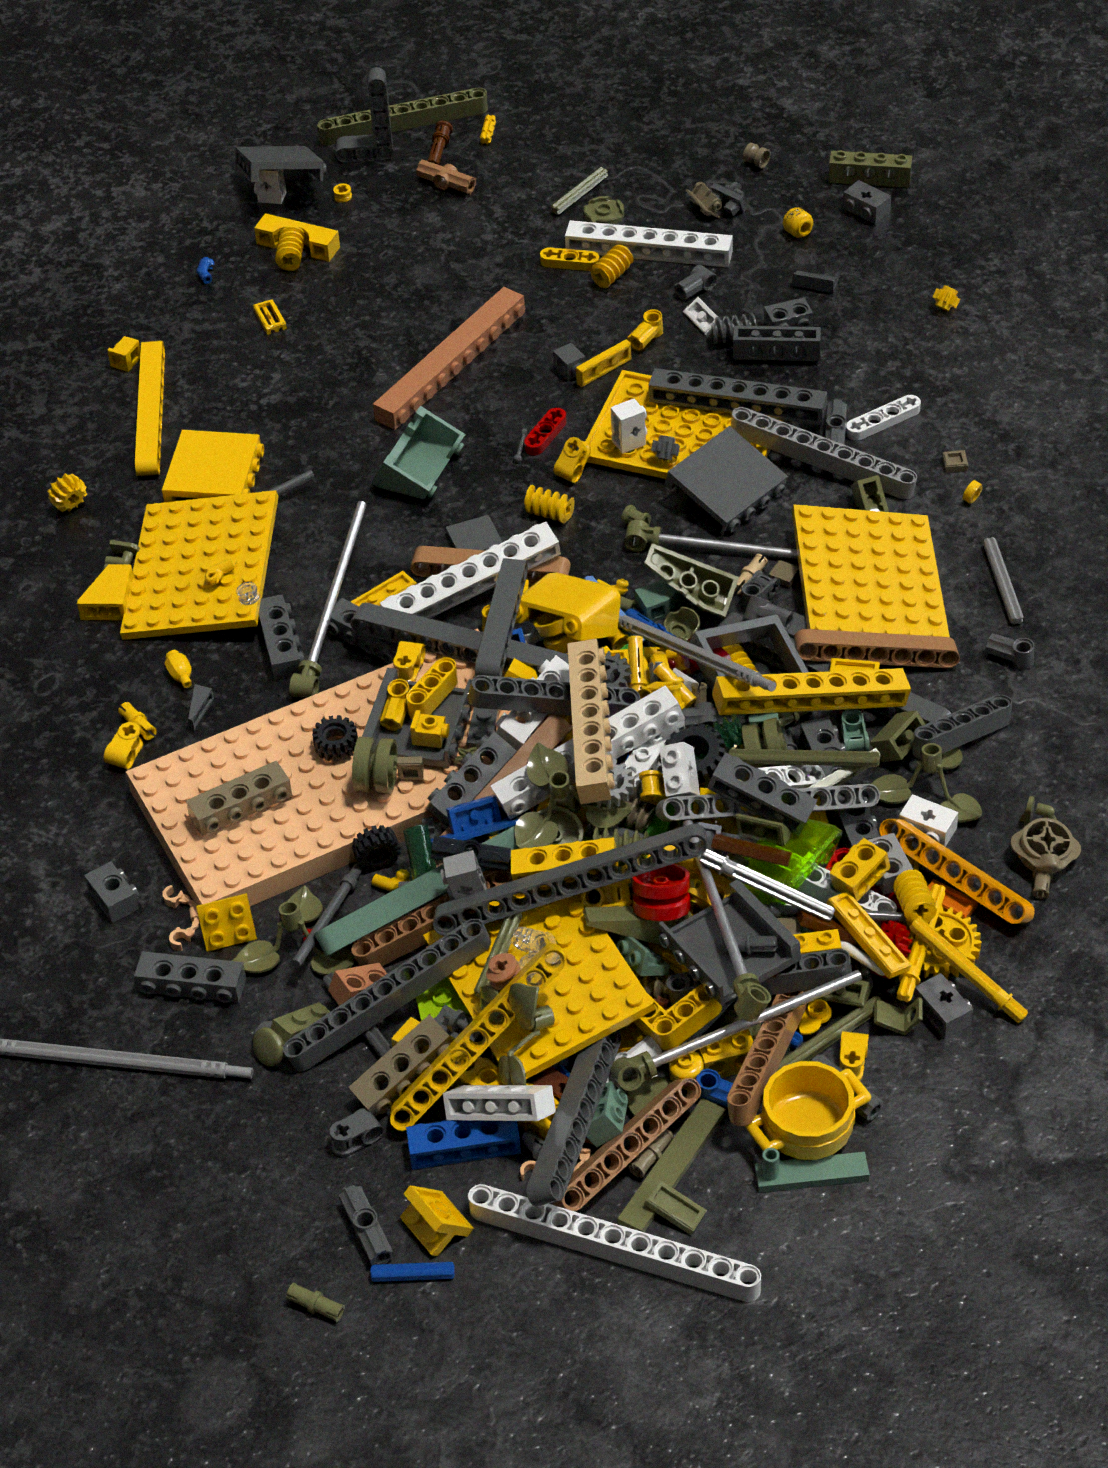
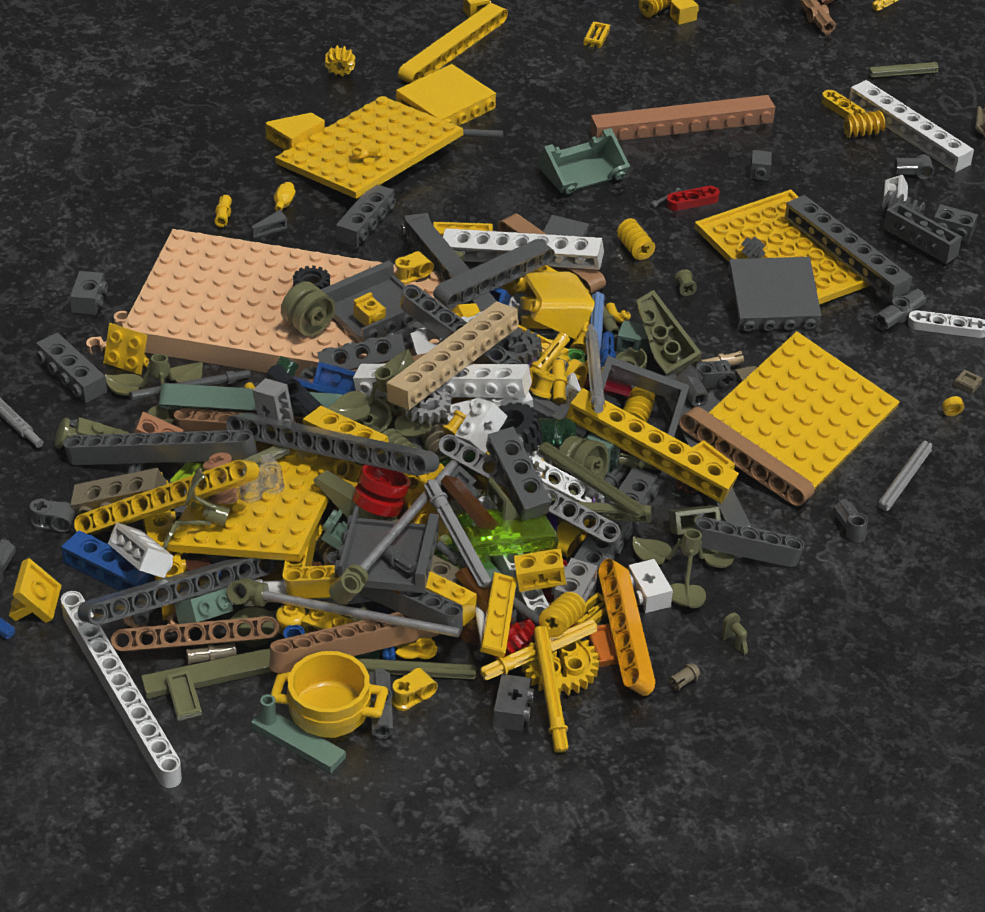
camera: 35 degrees right, 5 degrees down
(124, 746) = (196, 219): yellow piece -> none
(125, 548) = (337, 113): olive piece -> none
(239, 798) = (210, 280): dark tan brick -> none
(247, 593) = (366, 172): clear bush -> none
(307, 682) = (356, 244): flat silver piece -> none
(386, 848) = (255, 360): black tyre -> none
(396, 705) = (375, 283): yellow piece -> none
(410, 768) = (333, 328): dark tan tile -> none
(432, 687) = (389, 290): yellow beam -> none
(572, 462) = (684, 223): yellow piece -> none
(603, 363) = (783, 179): yellow tile -> none
(604, 210) = (906, 91): olive tile -> none
(628, 425) = (740, 218): white brick -> none
(640, 536) = (676, 294): piece -> none
(649, 328) = (845, 176): yellow piece -> none
(822, 452) = (867, 318): light grey beam -> none
(853, 994) = (455, 648): olive slope -> none
(854, 731) = (667, 498): sand green piece -> none
(869, 494) = (869, 361): olive arch -> none
(896, 1018) = (469, 685): olive bracket -> none
(1048, 842) = (713, 648): dark tan piece -> none

